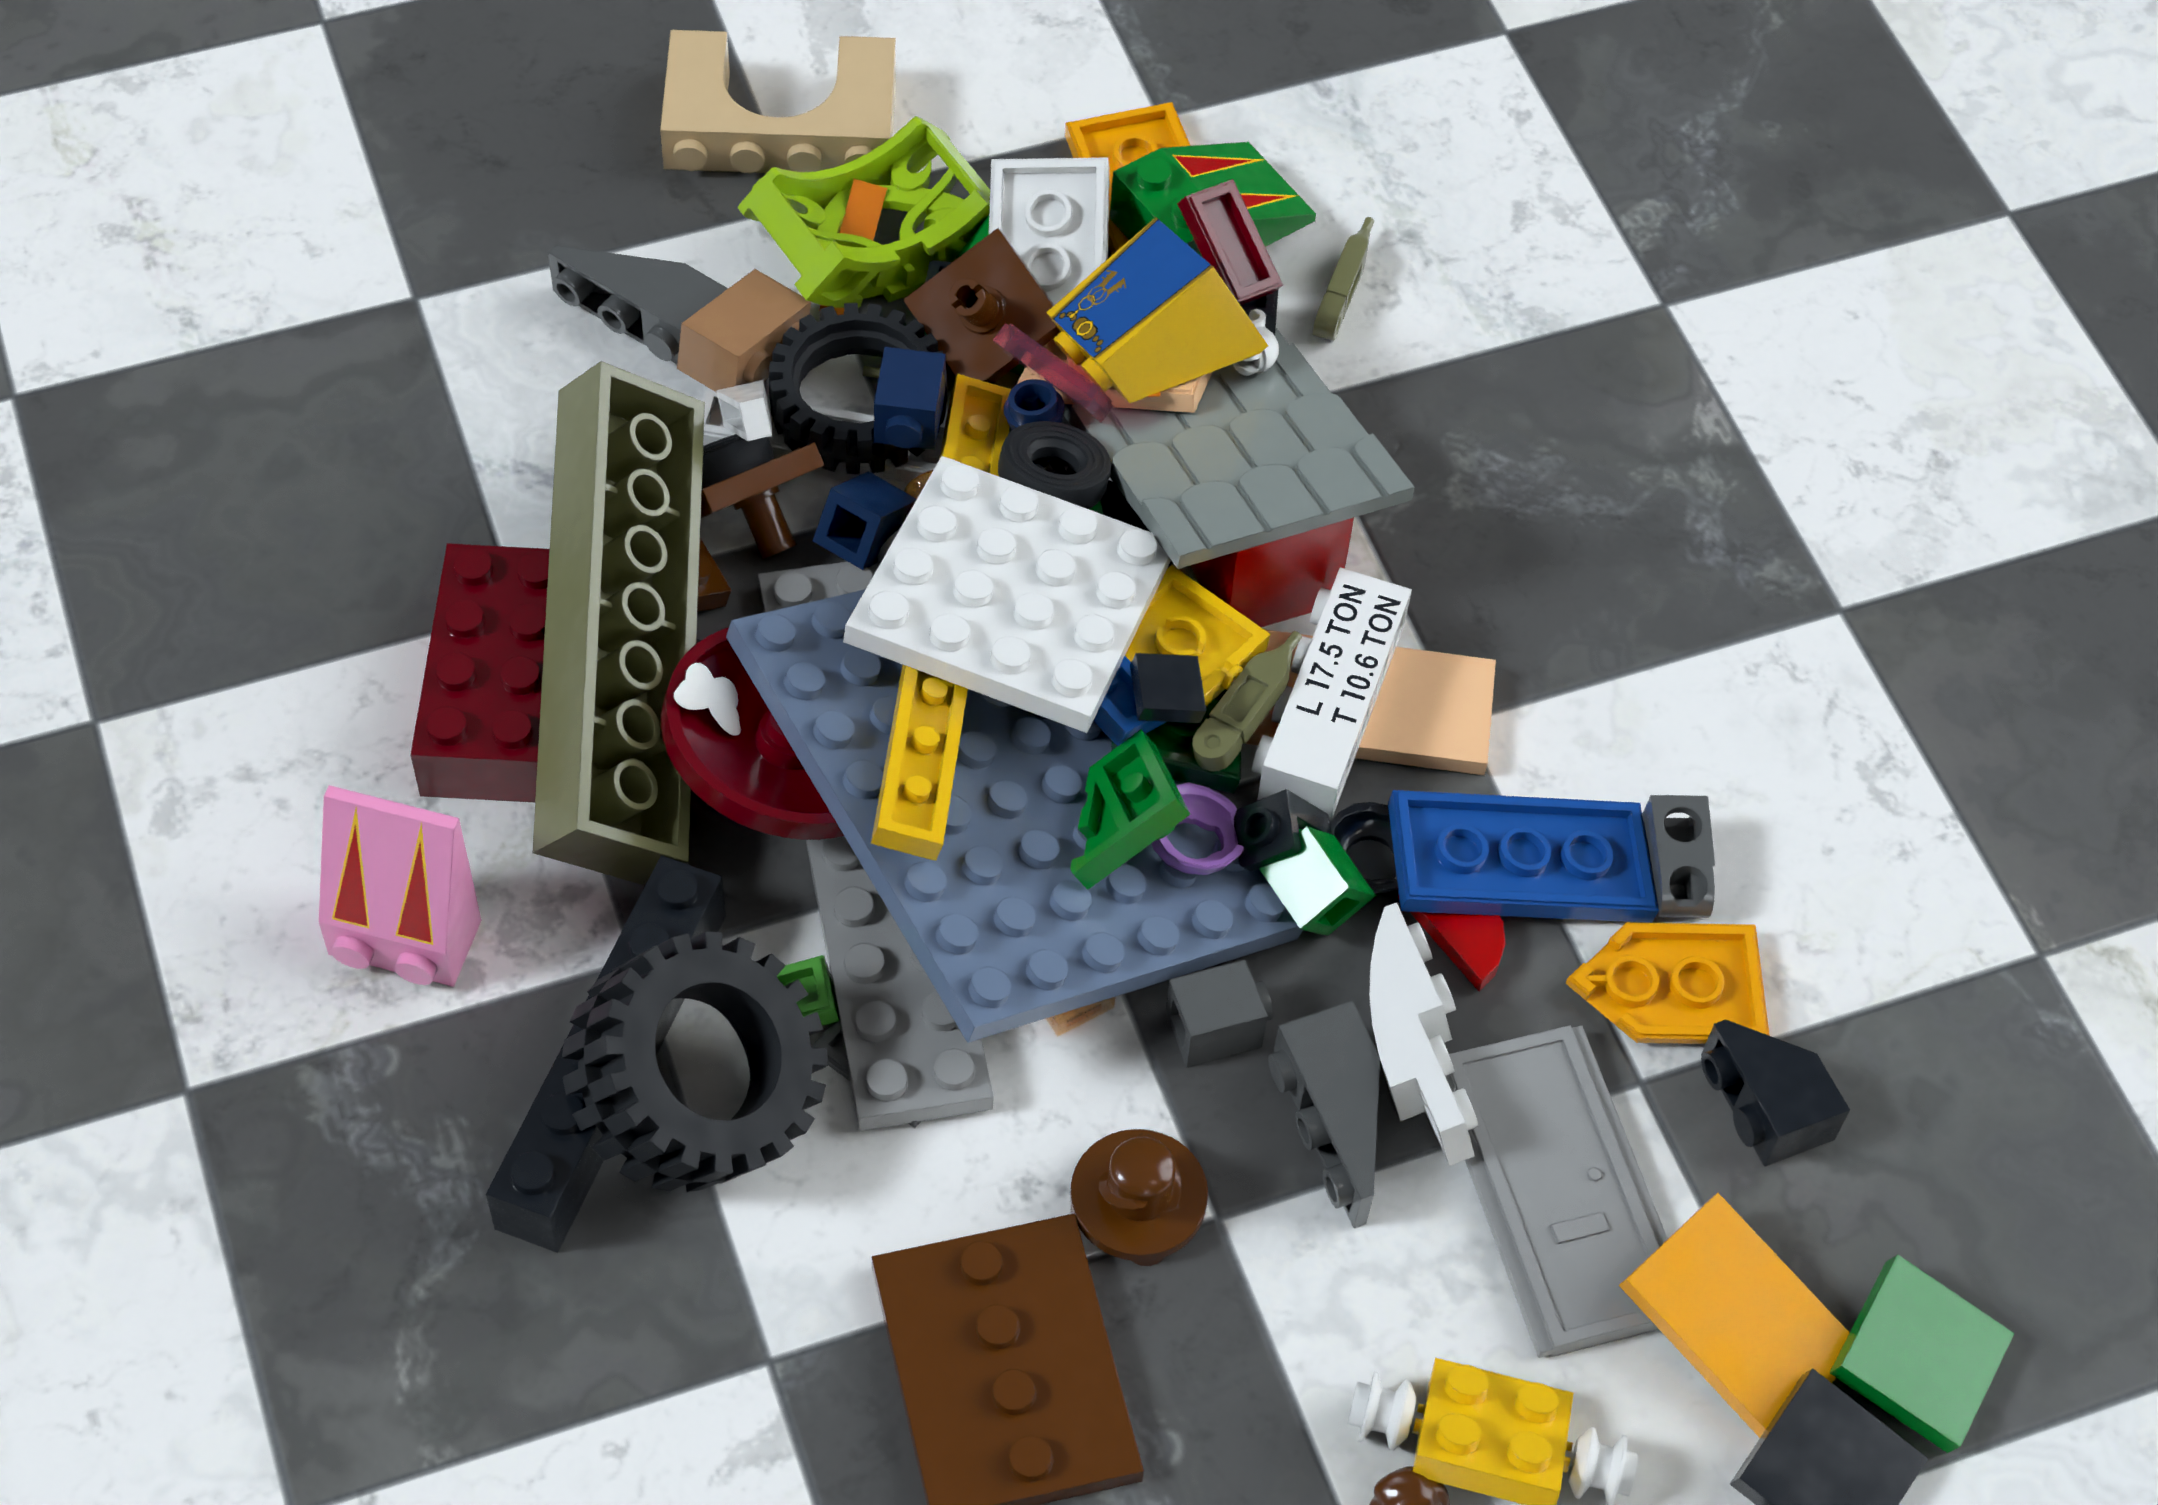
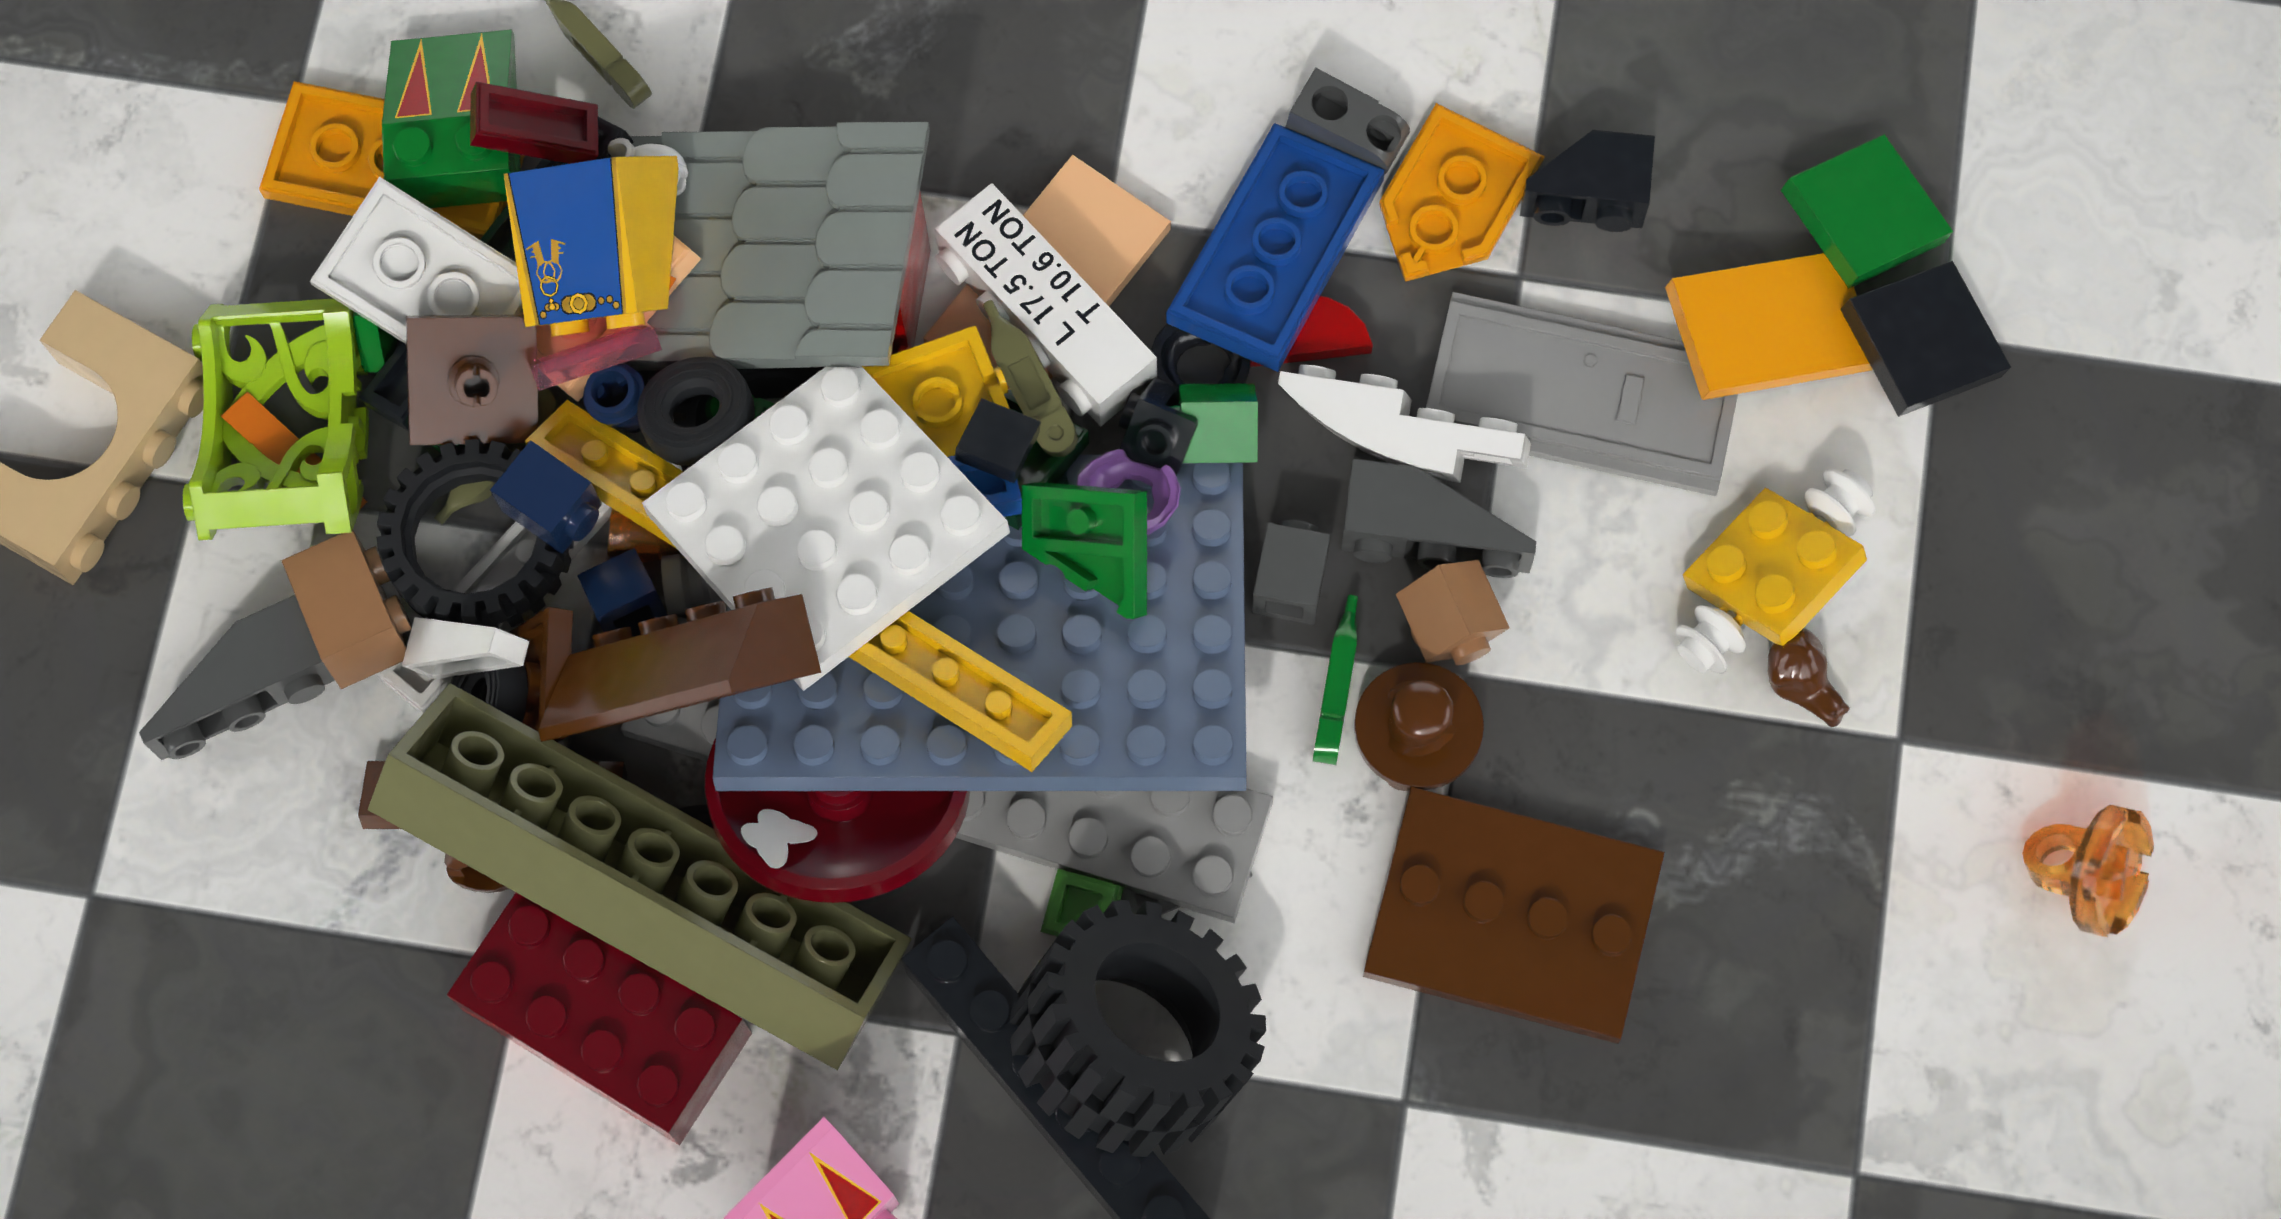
camera: 55 degrees left, 15 degrees up
(811, 544) = (682, 663): none -> reddish brown slope
(1131, 1107) = (1337, 686): none -> green piece
(1262, 1162) = (1453, 612): none -> medium nougat brick

